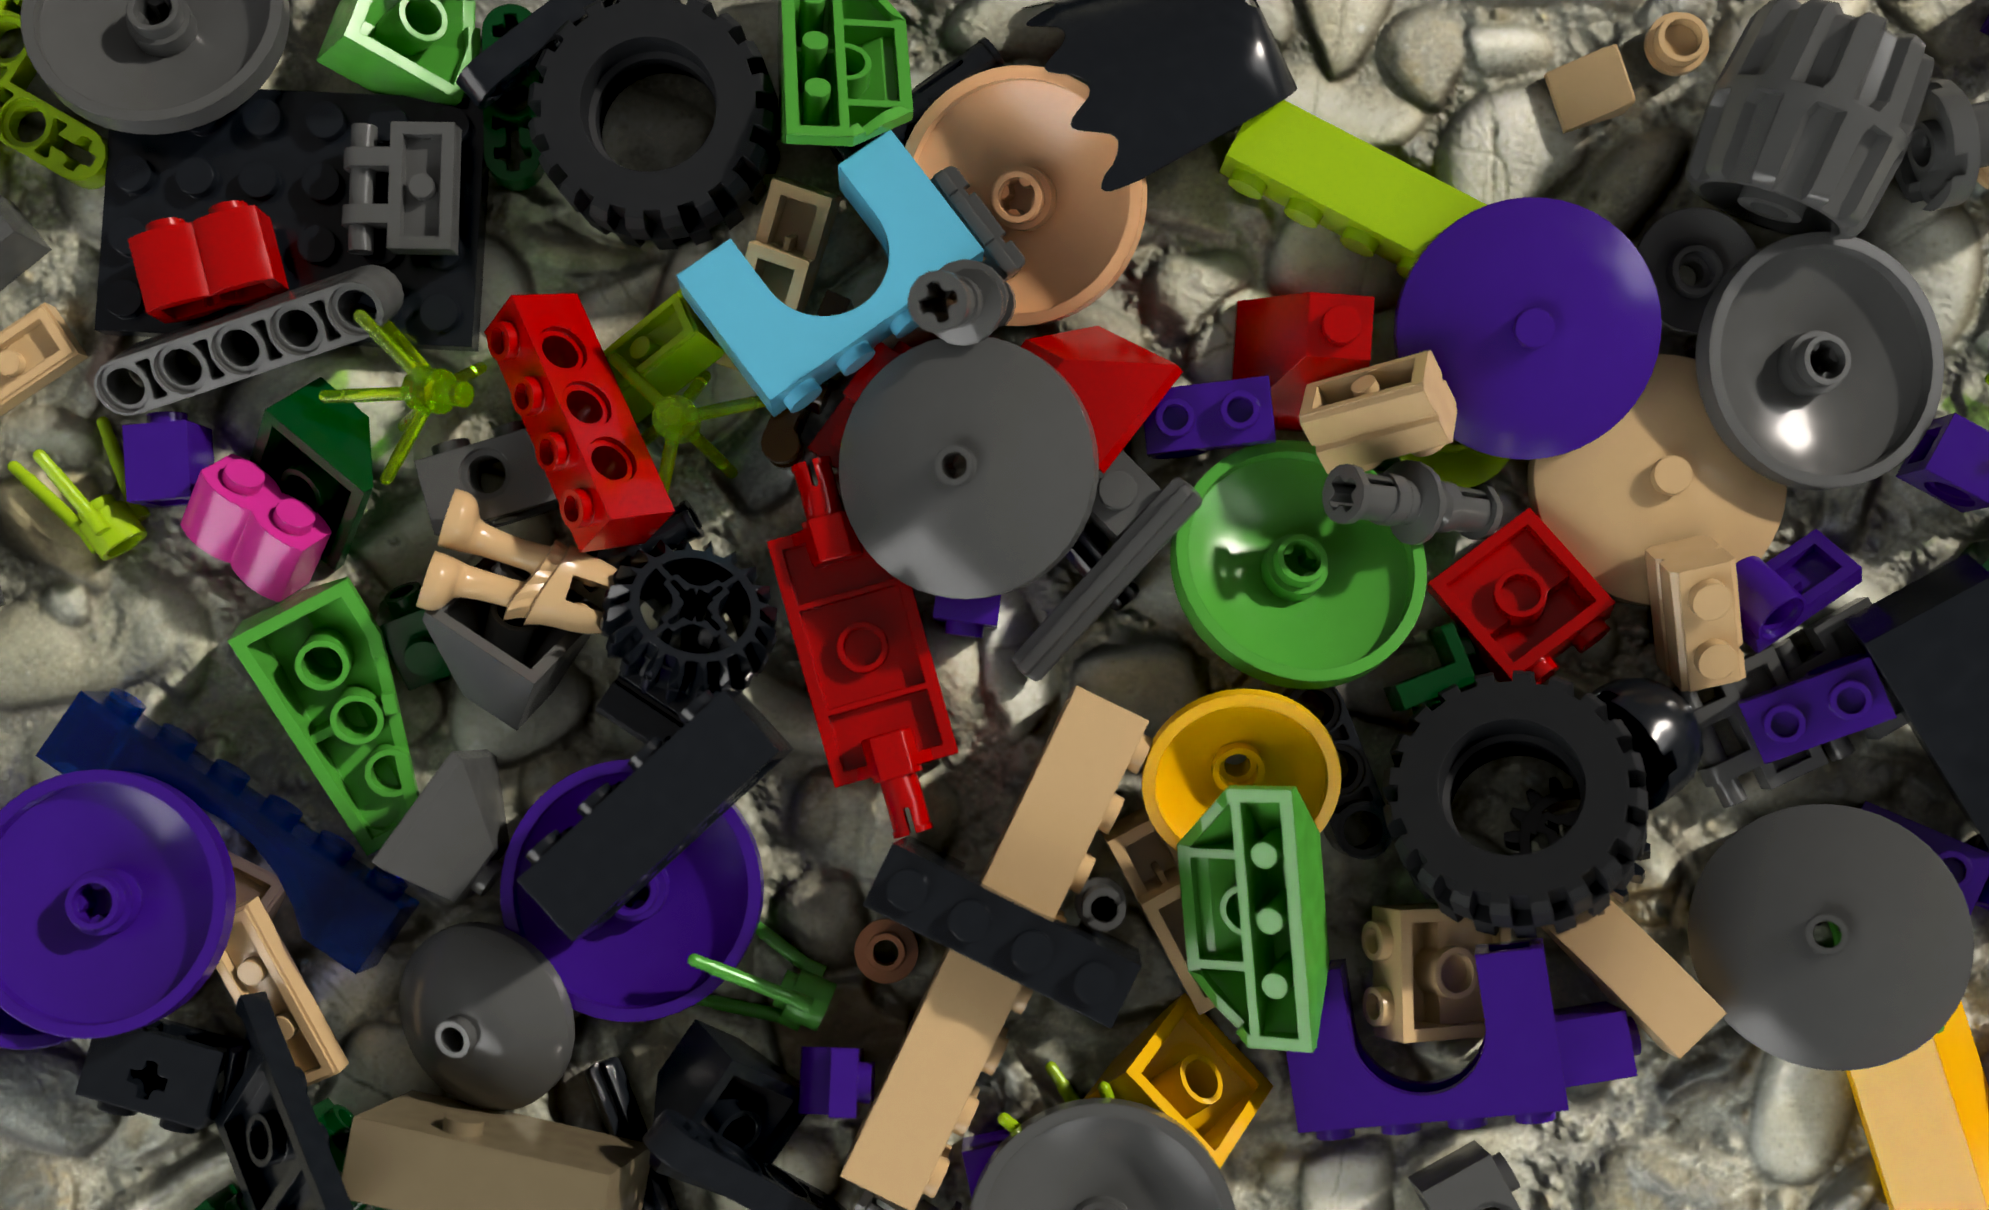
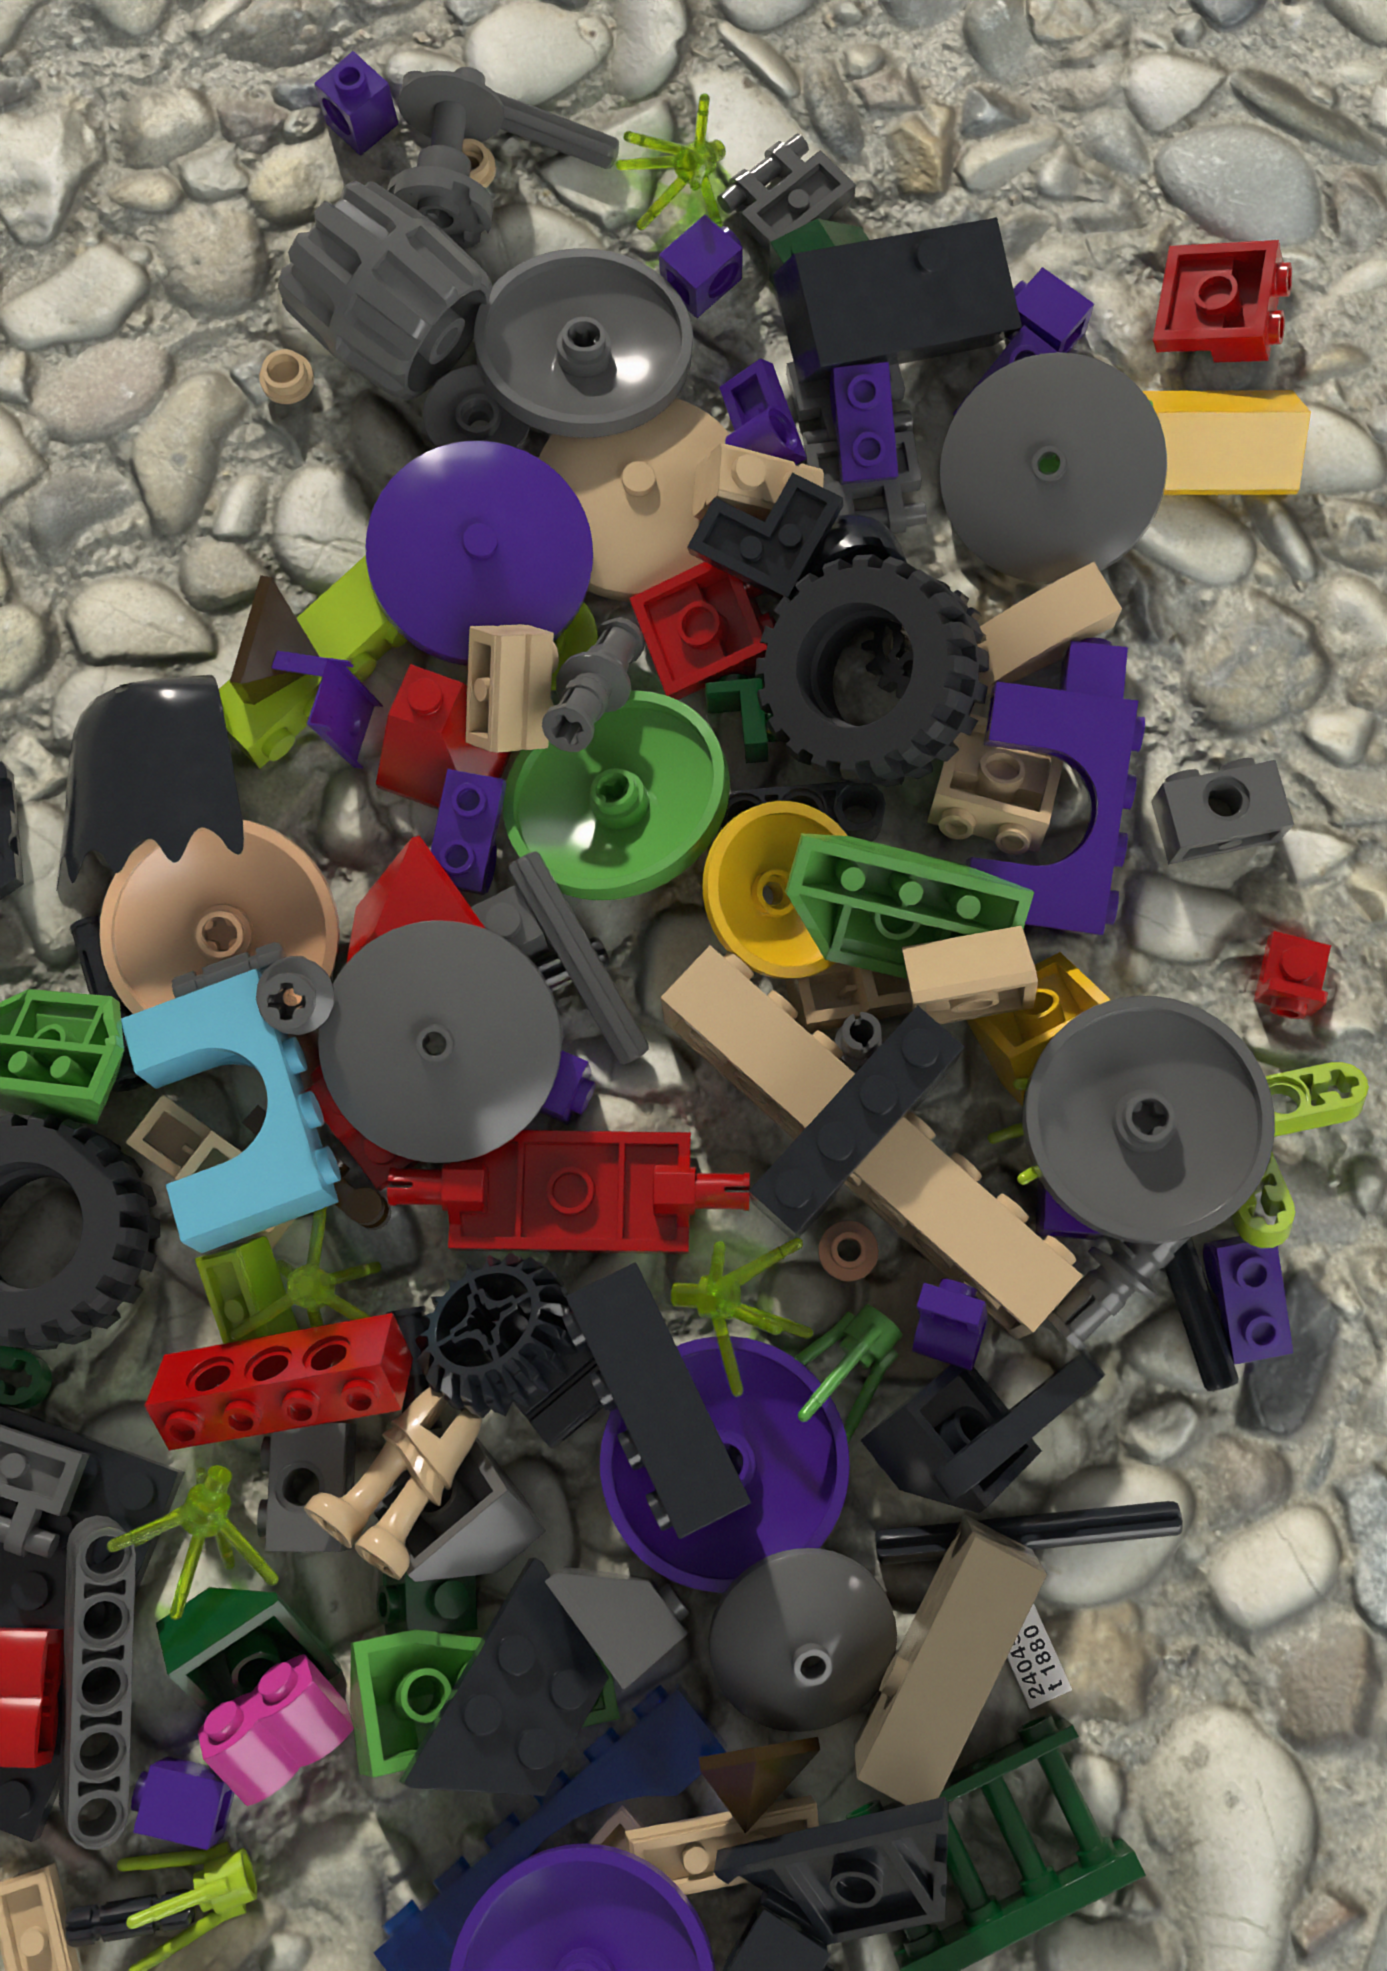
camera: 70 degrees left, 10 degrees down
(55, 438) = (89, 1923): none -> black axle
(340, 750) = (514, 1701): none -> black wing
(346, 1009) = (756, 1776): none -> dark brown slope
(790, 837) = (720, 1299): none -> clear neon green plant
(1205, 1005) = (972, 975): none -> tan slope
(1307, 237) = (341, 703): none -> dark purple piece
(1346, 143) = (268, 629): none -> dark brown slope
(1590, 89) = (299, 452): tan slope -> none
(1622, 655) = (771, 552): none -> black plate

